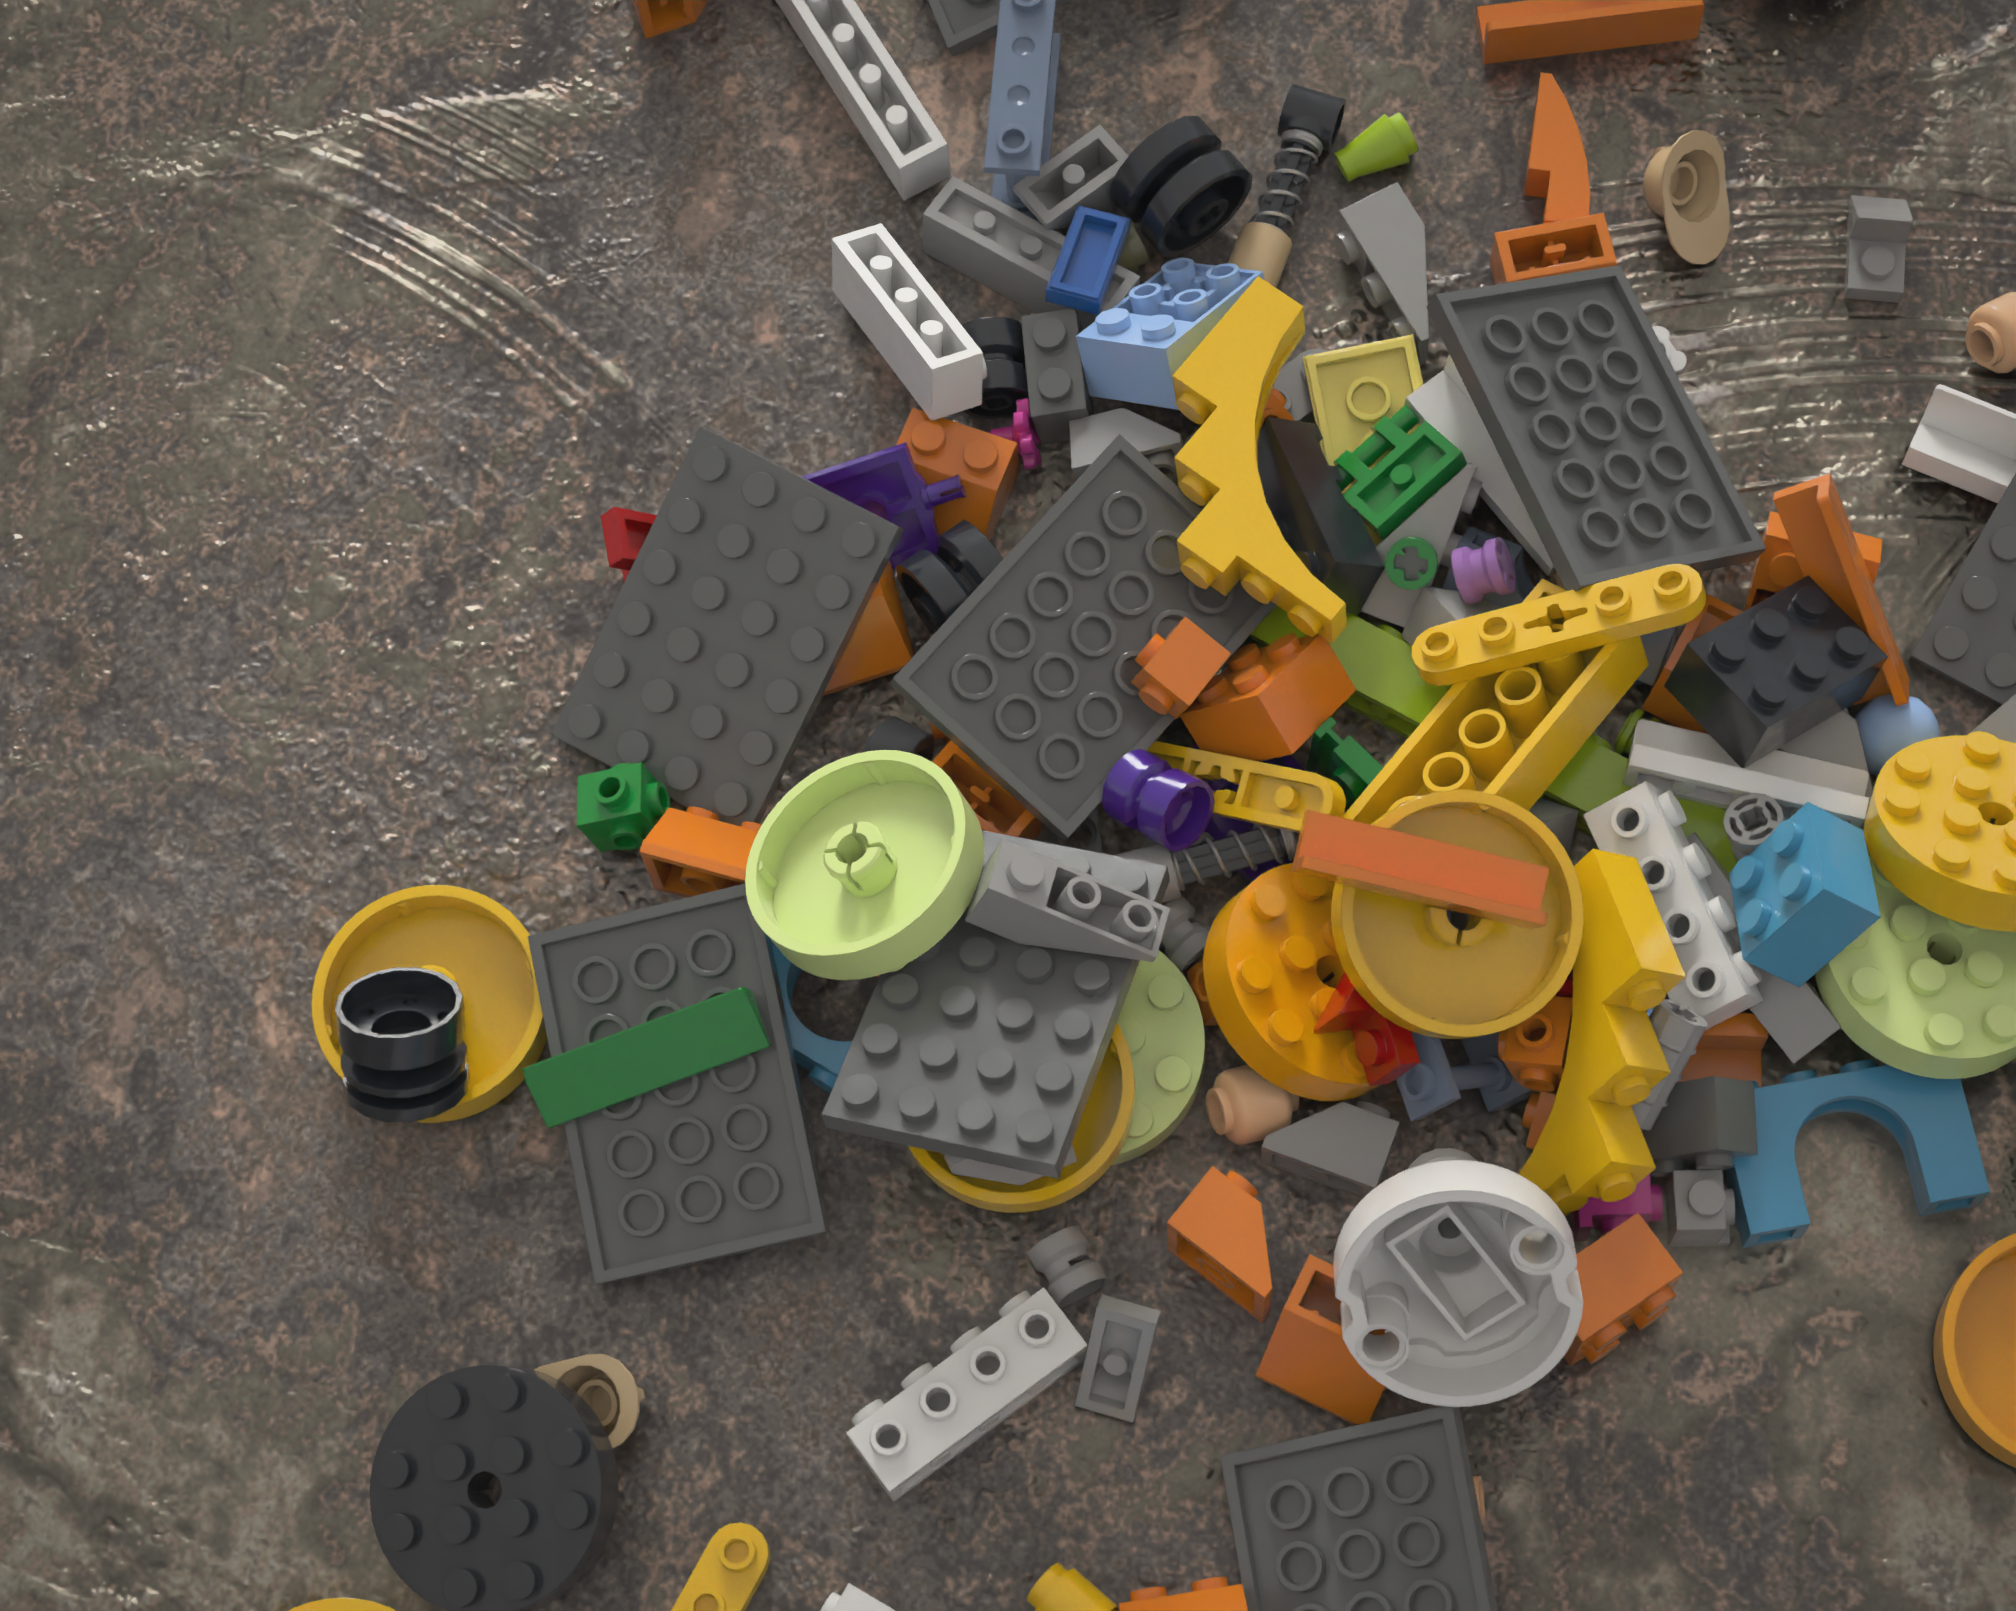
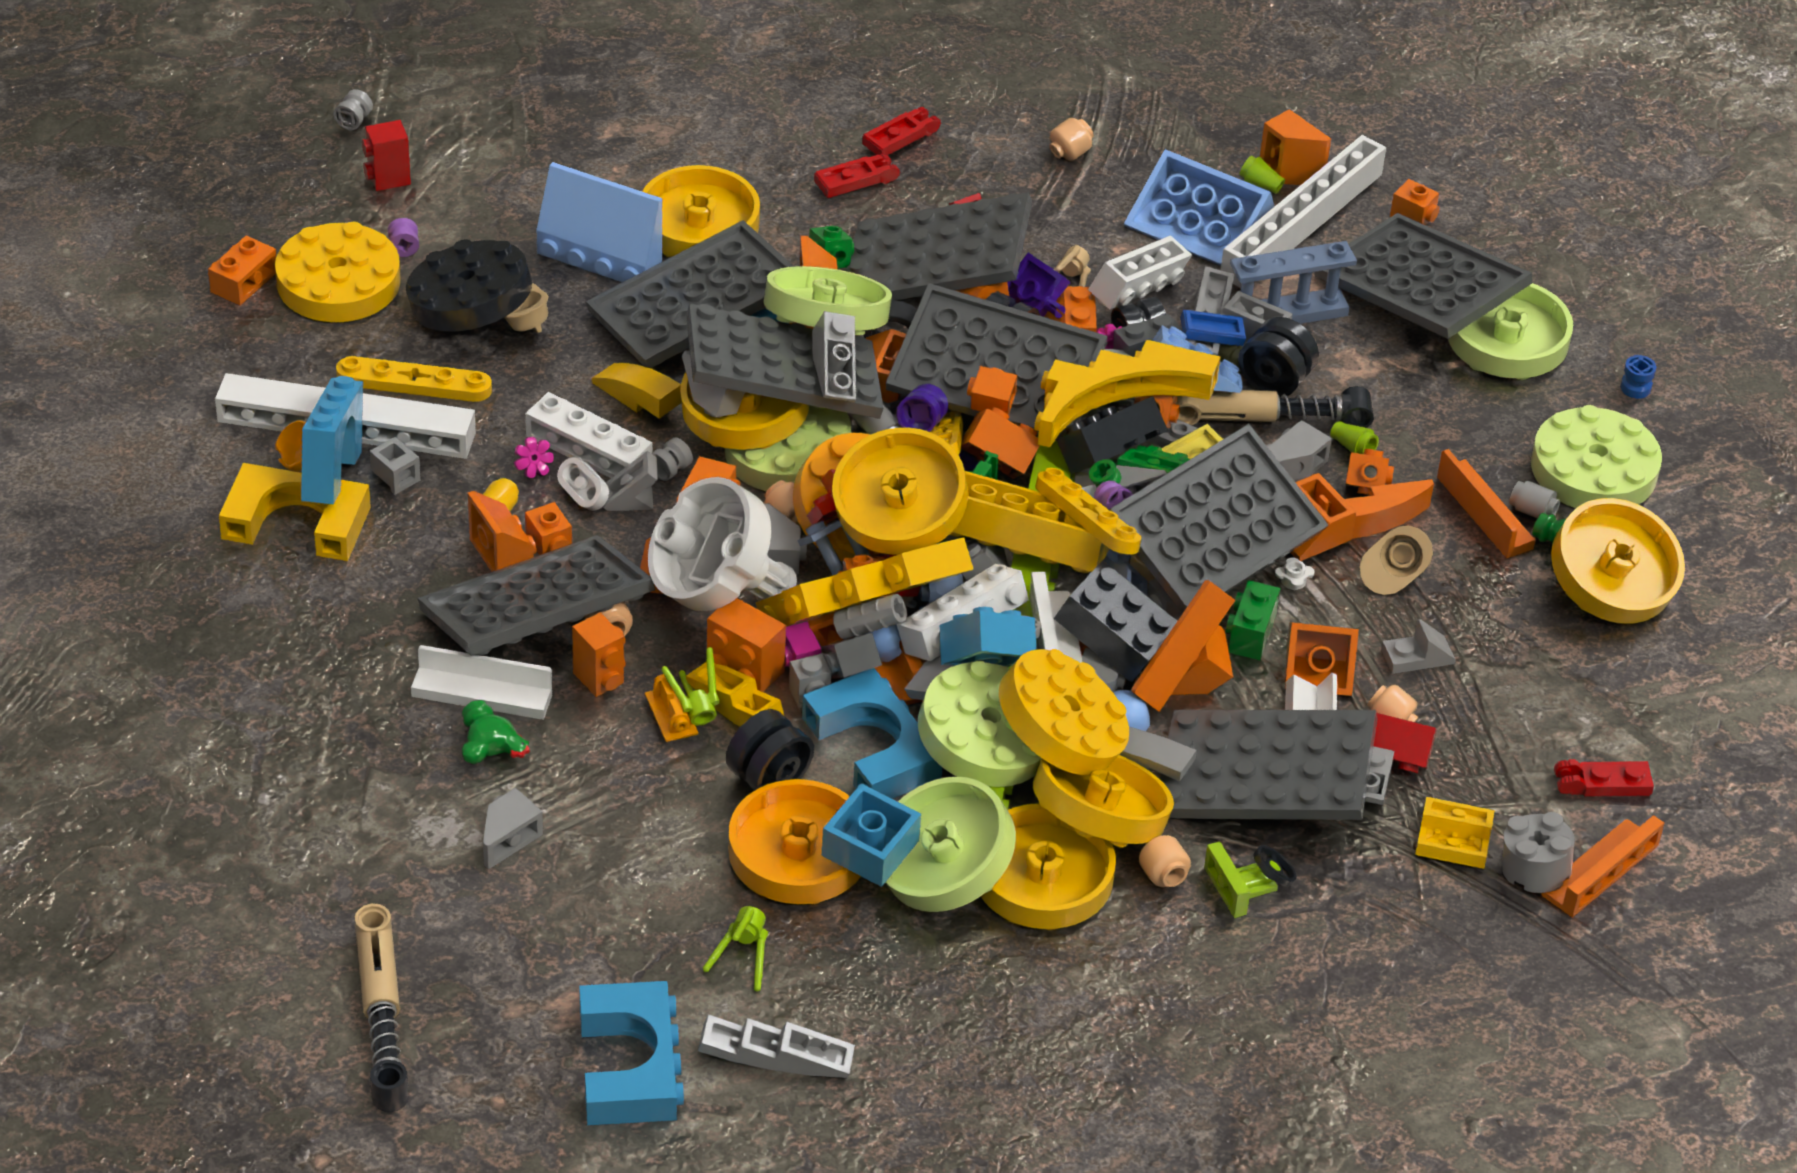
camera: 60 degrees right, 25 degrees down
(60, 1537) = (387, 155): none -> red brick
(286, 1571) = (404, 236): none -> medium lavender wheel
(337, 583) = (901, 131): none -> red hinge
(402, 1044) = (670, 177): black wheel -> none
(423, 700) = (856, 175): none -> red hinge
(449, 1201) = (599, 224): none -> light blue slope
(477, 304) = (1071, 139): none -> light nougat head
(647, 1057) = (702, 269): green slope -> none
(682, 40) = (1260, 174): none -> lime cone
(748, 173) = (1196, 206): none -> light blue slope
(802, 417) = (1075, 264): none -> tan plant
(857, 1264) = (640, 388): none -> yellow slope
(982, 1510) = (533, 457): none -> dark pink plant
(1081, 1443) = (586, 489): none -> white plate
(1187, 1539) = (548, 528): none -> orange brick
(1421, 870) = (907, 450): orange panel -> none
(1476, 159) = (1370, 458): none -> orange brick
(1557, 1549) = (598, 654): none -> orange brick
(1686, 1465) = (668, 711): none -> light orange hinge
(1687, 1345) = (736, 693): none -> yellow slope
(1706, 1413) = (697, 703): none -> lime plant
(1760, 453) = (1253, 620): none -> green brick
(1862, 390) = (1322, 650): none -> orange slope
(1880, 1336) = (769, 750): none -> black wheel

